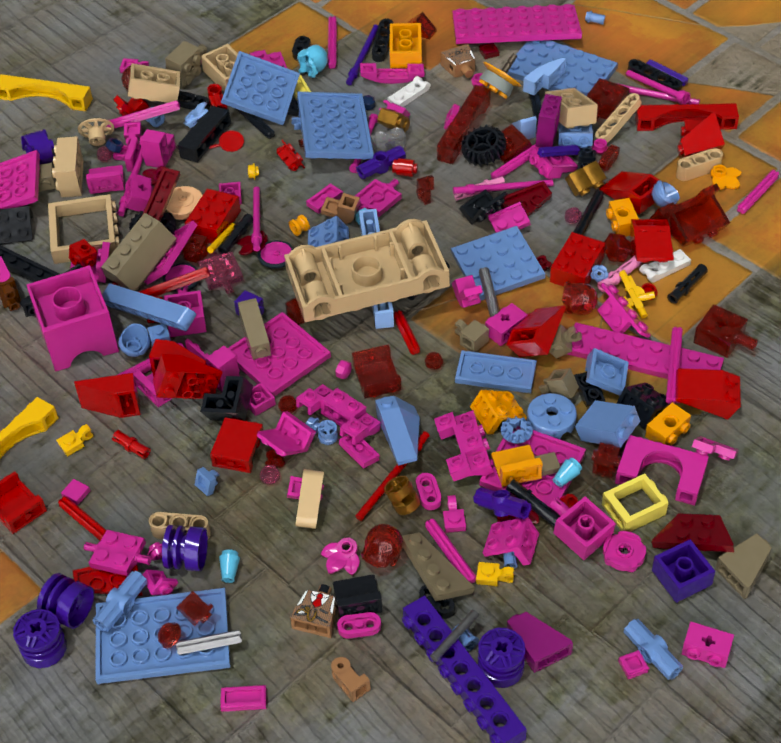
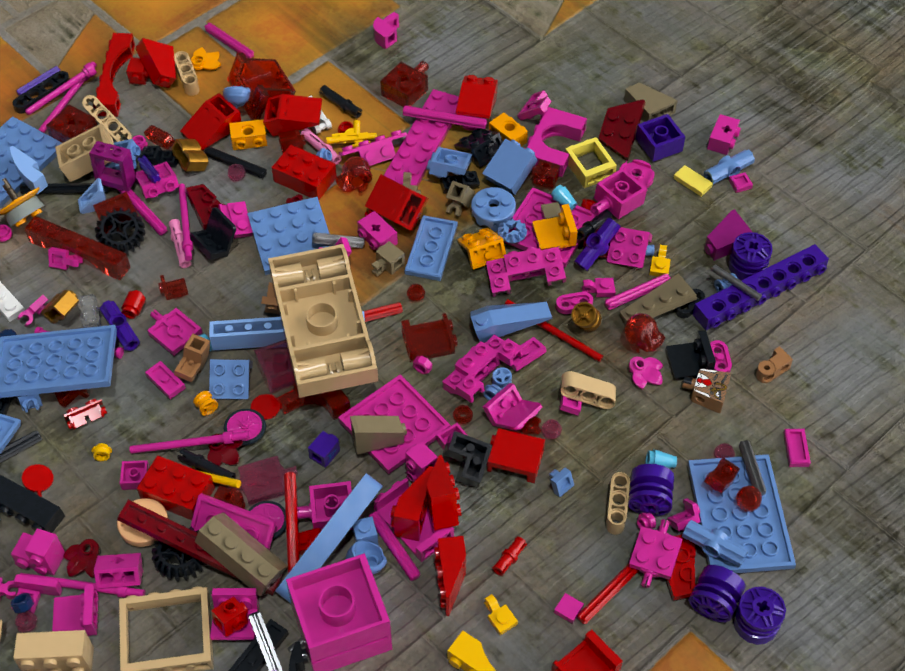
camera: 90 degrees left, 5 degrees up
(237, 622) = (724, 451): none -> clear pink plate
(627, 610) = (693, 180): none -> light yellow tile

